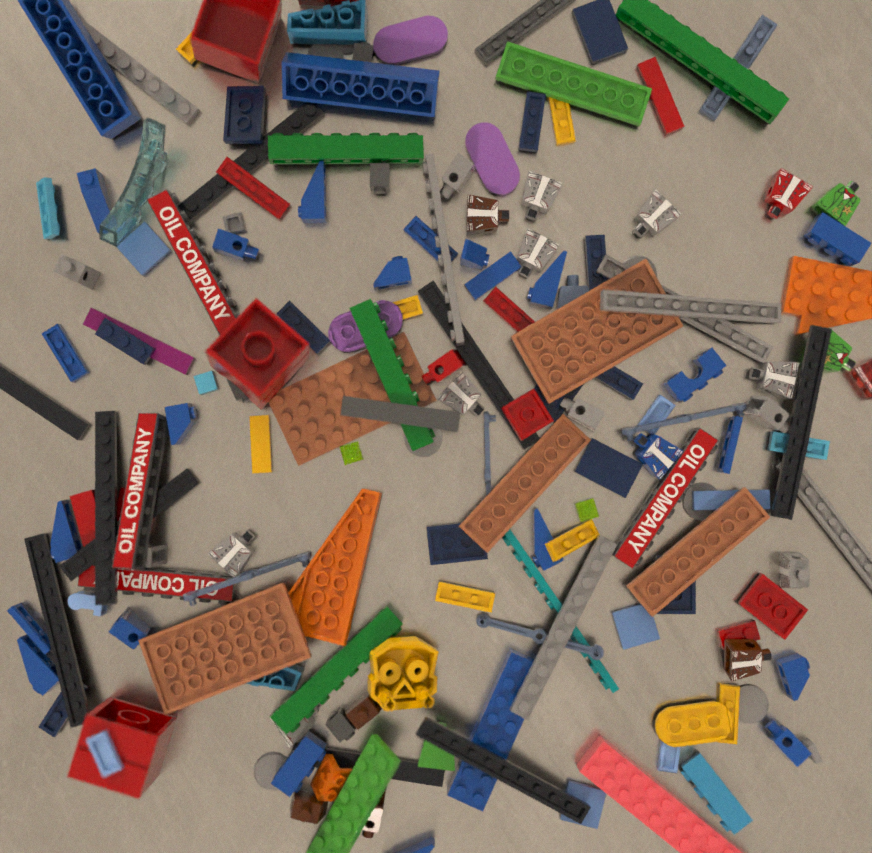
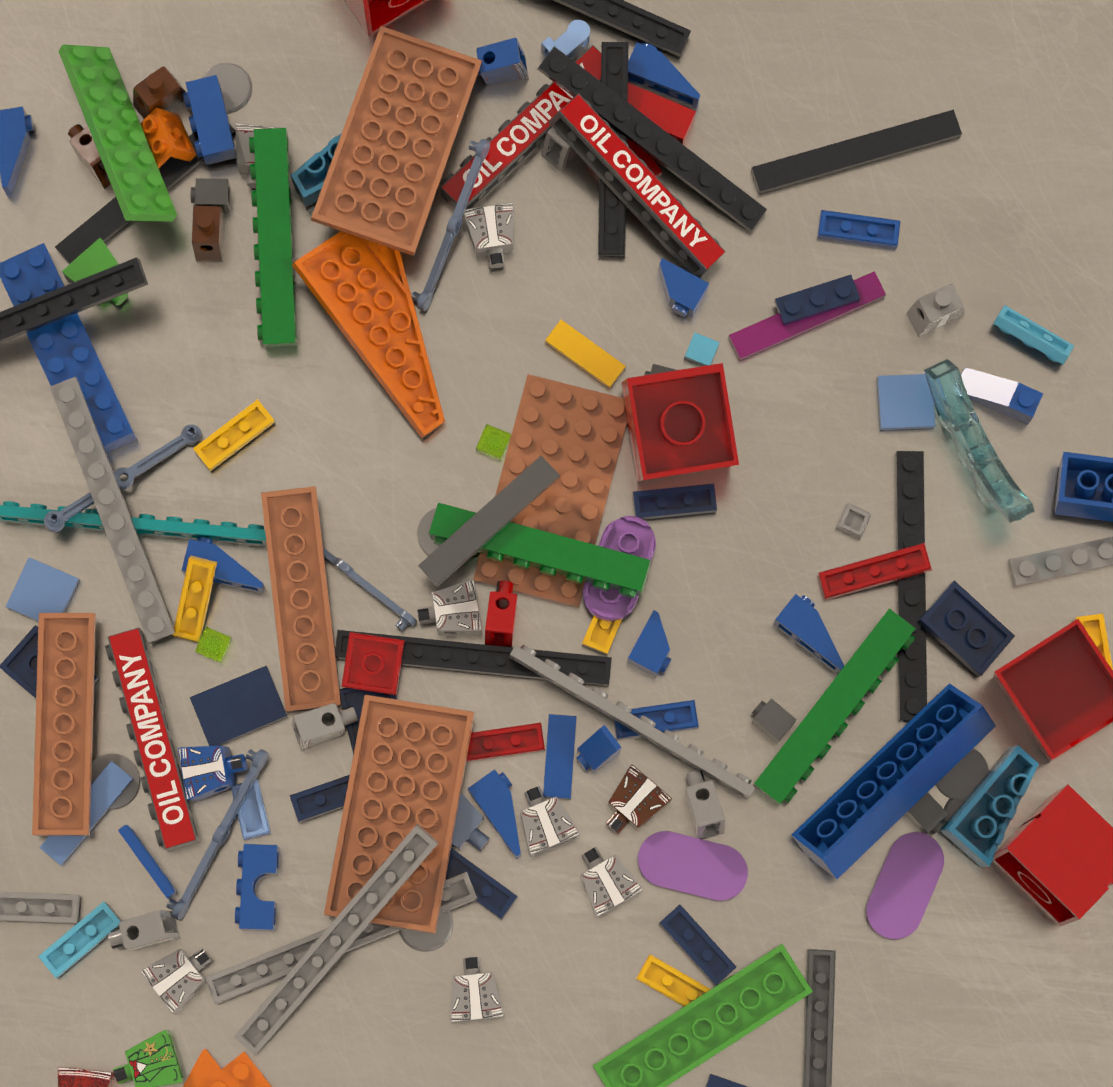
camera: 125 degrees right, 10 degrees down
(193, 259) = (839, 441): brick -> none
(226, 241) = (834, 488): blue torso -> none
(402, 657) = (226, 314): yellow brick -> none
(452, 545) = (302, 464): dark blue plate -> none
(801, 422) = (106, 957): black plate -> none

